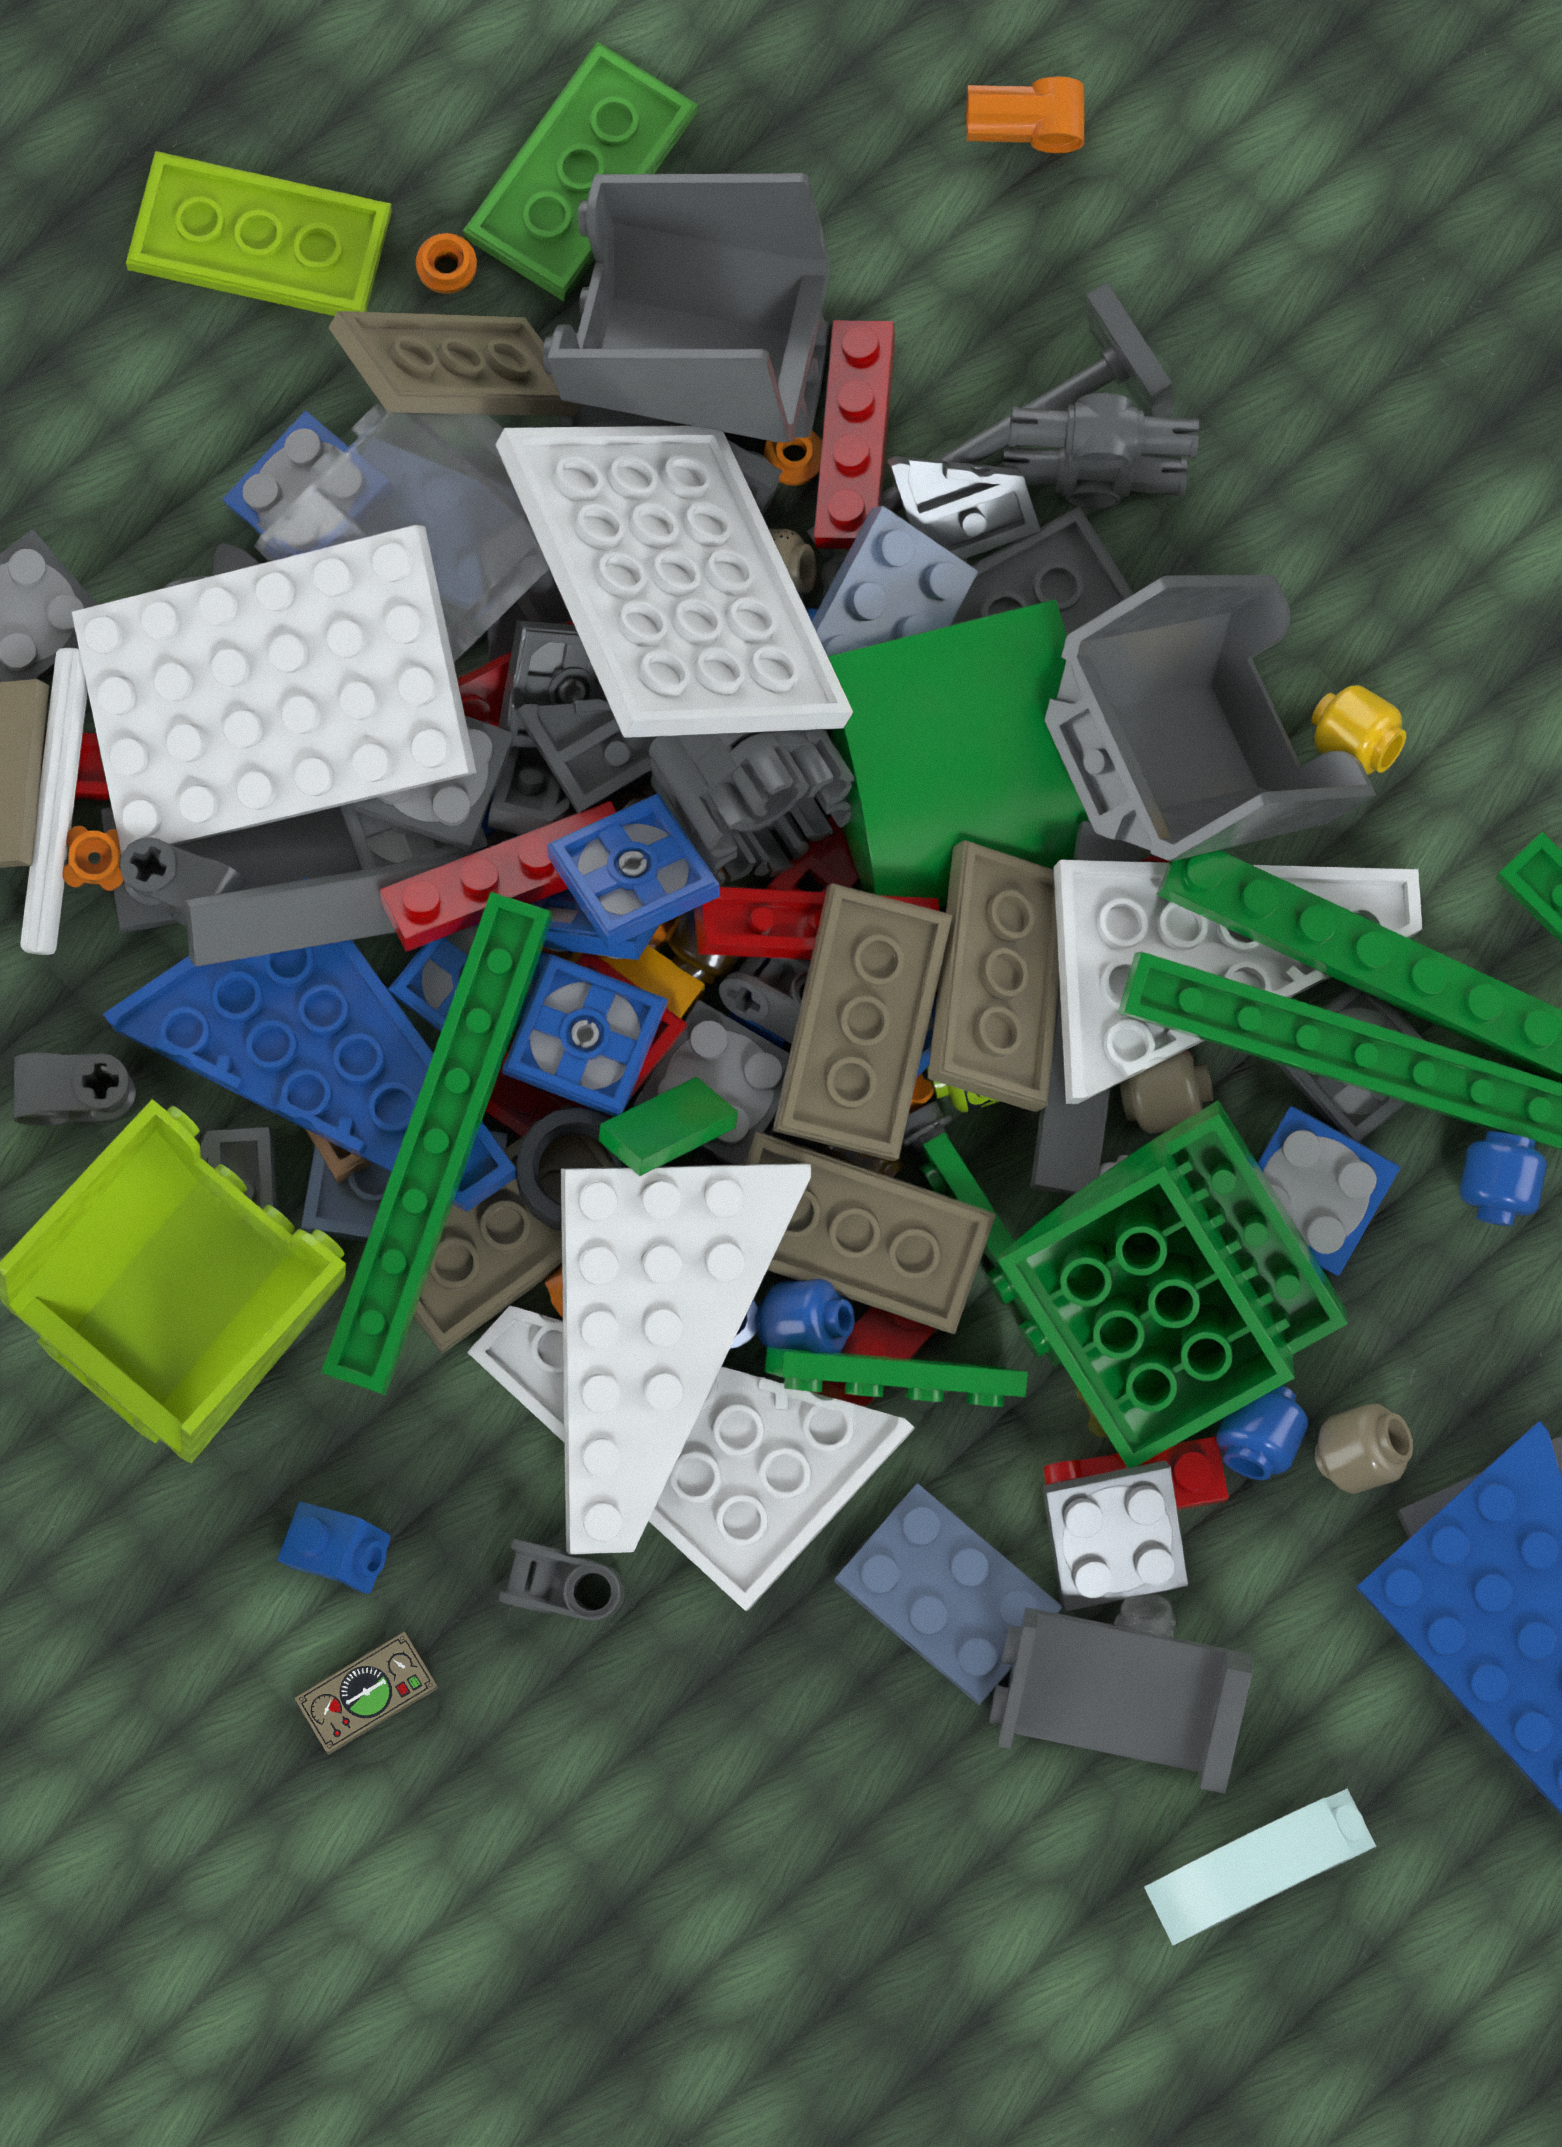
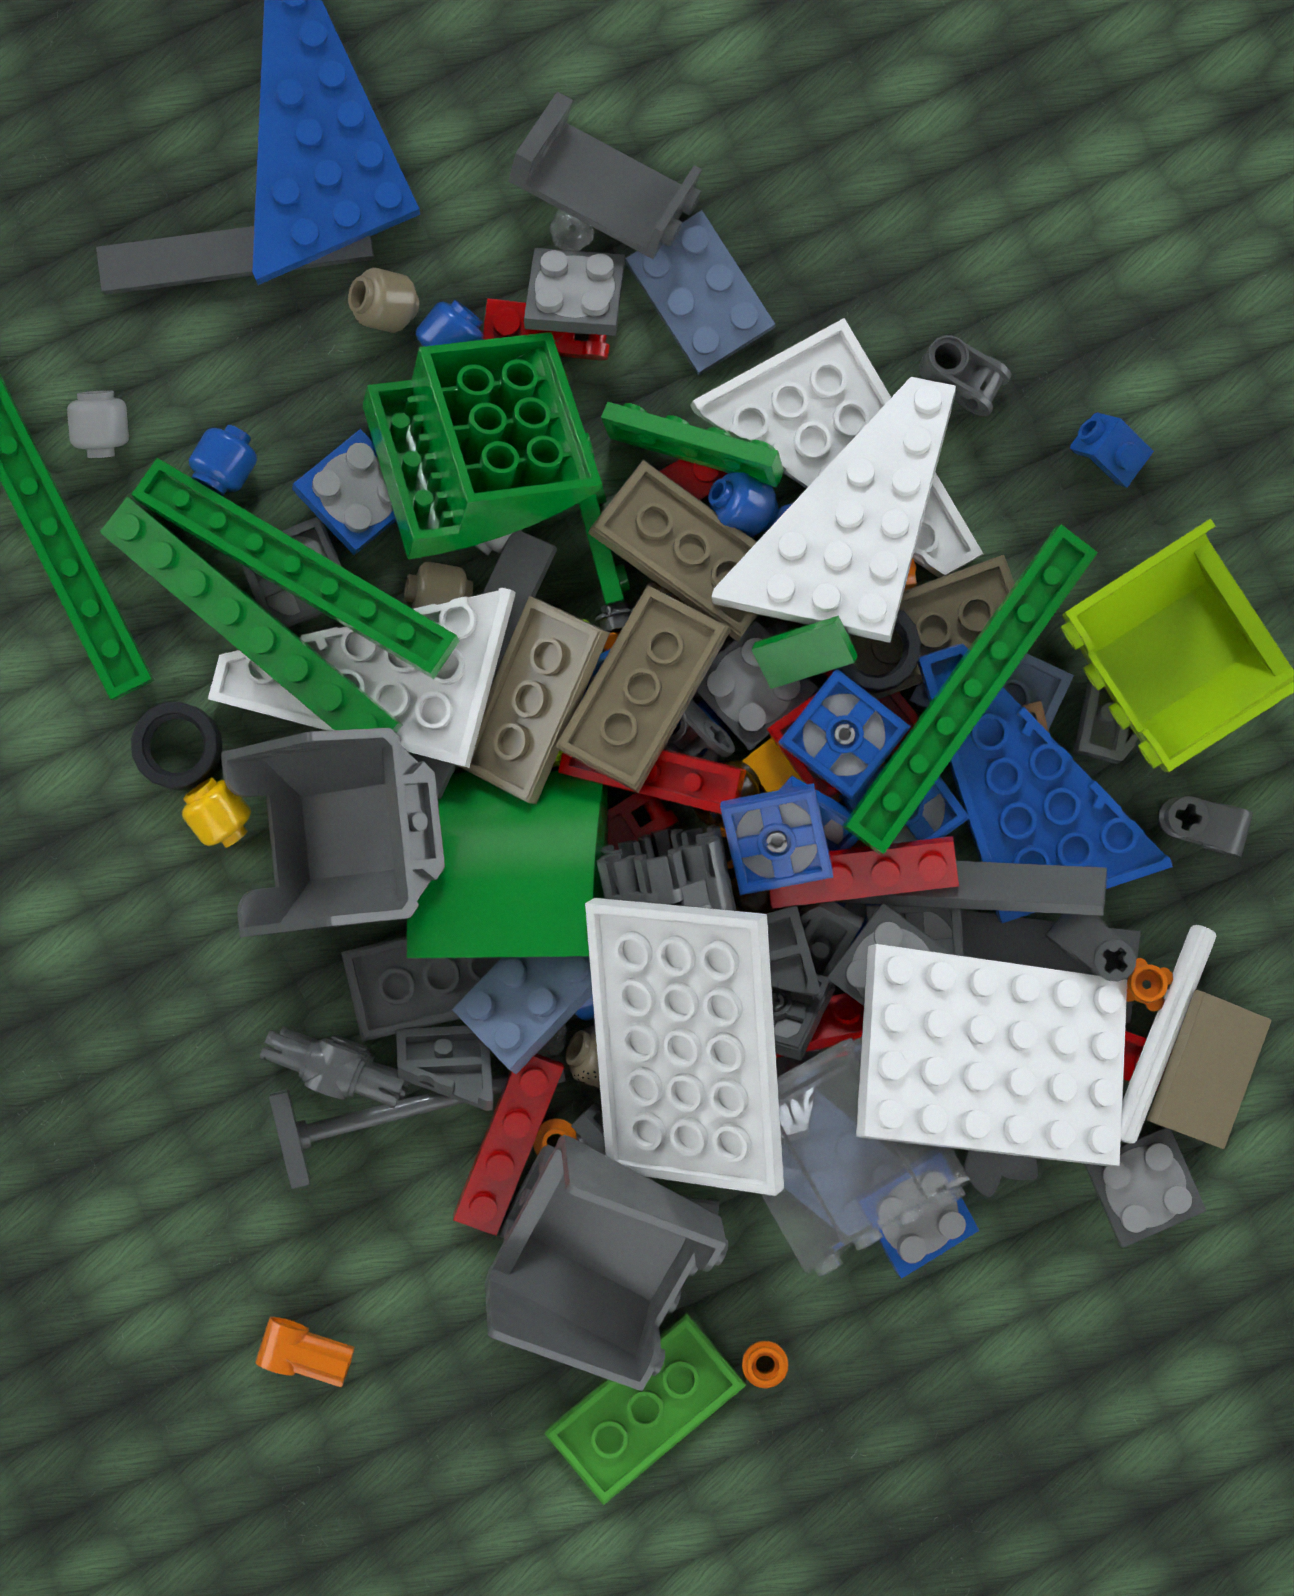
camera: 155 degrees left, 10 degrees up
(258, 236) = (895, 1426): lime tile -> none
(366, 1693) = (1117, 344): tile -> none
(451, 363) = (795, 1272): dark tan tile -> none
(1259, 1866) = (546, 32): light aqua arch -> none
(1455, 759) = (142, 752): none -> black tyre

